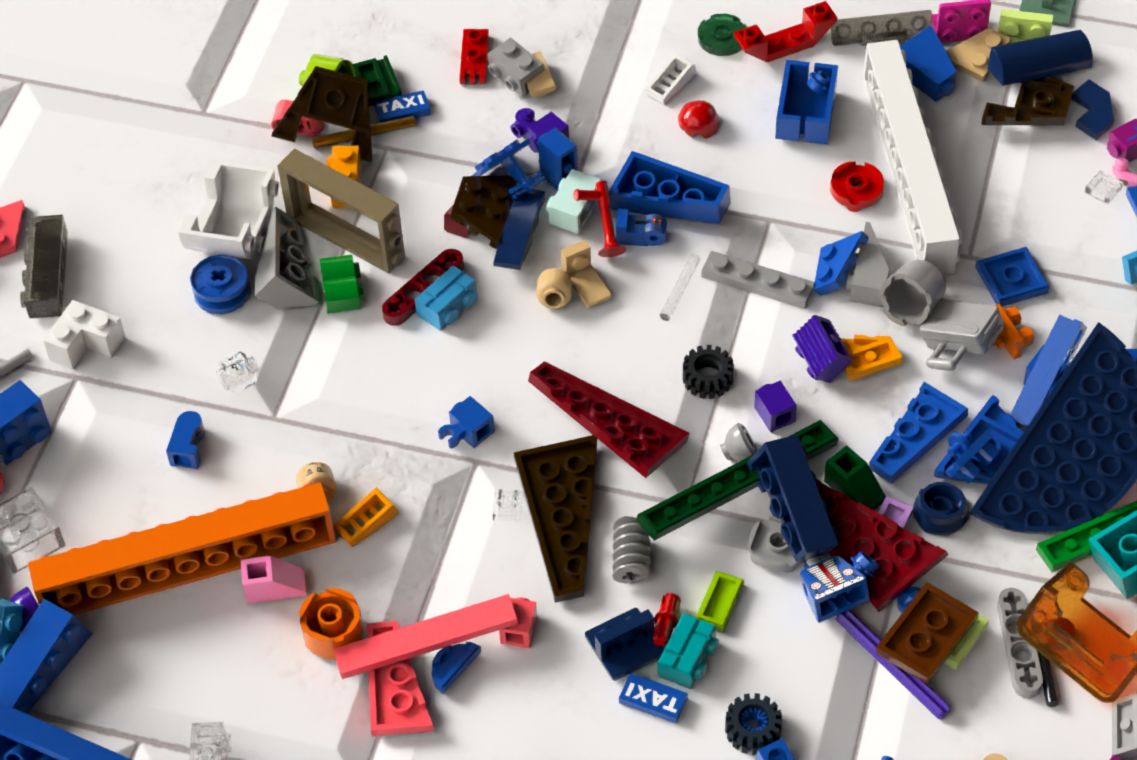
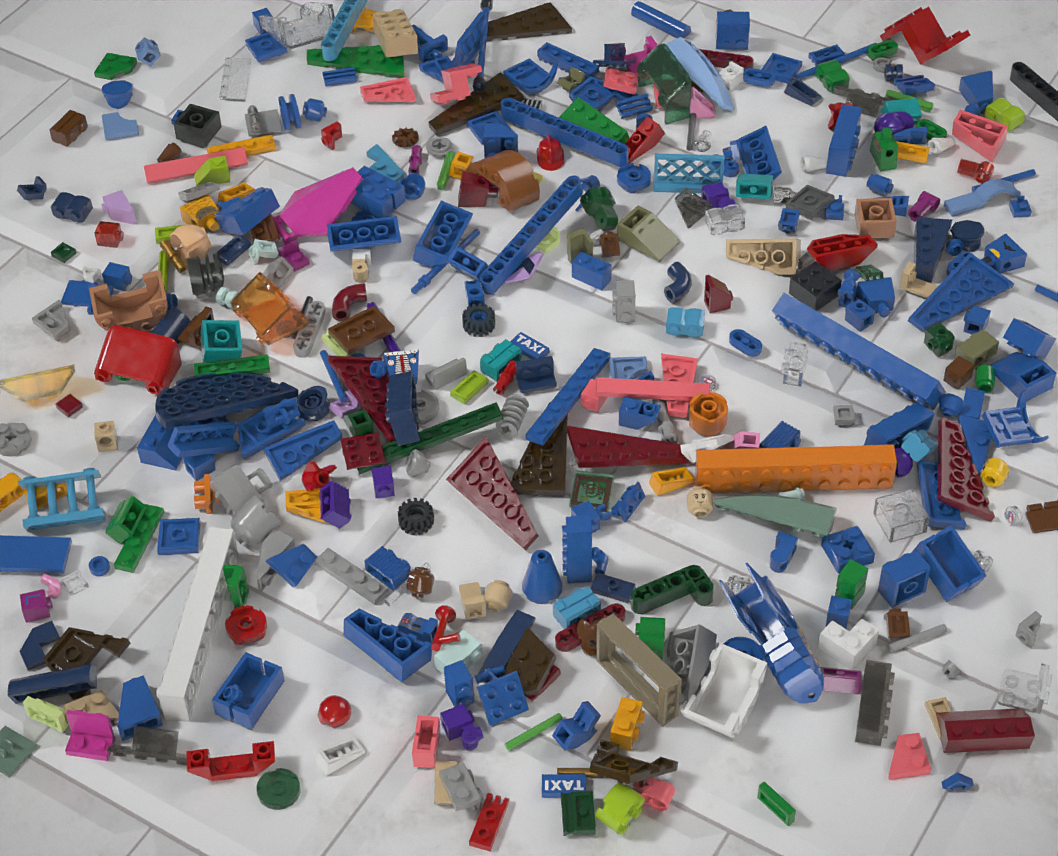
camera: 165 degrees left, 5 degrees down
(26, 373) = (897, 623): none -> reddish brown bracket
(85, 397) = (852, 582): none -> green piece
(96, 467) = (847, 545): none -> blue brick
(99, 369) = (839, 611): none -> blue brick
(104, 297) = (842, 680): none -> magenta slope
(121, 688) = (844, 415): none -> light grey plate
(152, 137) = (776, 803): none -> green tile
(177, 287) = (780, 637): none -> blue animal
(188, 481) = (783, 510): none -> sand green wedge
(214, 610) = (782, 437): none -> blue brick
(320, 553) = (708, 443): none -> white slope
(328, 354) = (672, 587): none -> dark green beam
(349, 701) = (707, 378): none -> clear tile
(393, 595) = (665, 427): none -> light grey pin
(403, 157) = (579, 729): none -> blue brick
(408, 344) = (612, 587): none -> dark blue plate
(413, 263) = (588, 633): none -> reddish brown plate
(414, 474) = (630, 501): none -> blue hinge
(434, 377) = (600, 559): none -> blue arm
(436, 596) = (637, 413): none -> blue slope
(455, 155) = (533, 731): none -> bright green bar
(456, 529) = (609, 449): none -> dark red wing
(458, 322) = (577, 549): none -> blue brick
(475, 469) = (592, 487): none -> clear green tile
(485, 694) = (627, 367): none -> medium blue tile
(502, 317) = (541, 579): none -> blue cone
(554, 606) = (567, 397): none -> blue plate
(573, 98) = (426, 741): none -> coral piece
(654, 283) = (420, 582): none -> reddish brown head
(712, 290) = (387, 567): none -> blue brick
(763, 611) = (447, 373): none -> light grey panel
(824, 437) = (362, 451): none -> dark red hinge
(867, 381) = (316, 477): none -> red brick
(891, 209) = (236, 584): none -> green bracket
(945, 573) = (334, 378): none -> blue bar
(989, 705) = (345, 298): none -> dark red cylinder
(1062, 262) = (136, 545): none -> green plate
(1088, 215) = (99, 566): none -> blue tile
(1090, 263) = (125, 519): none -> green brick

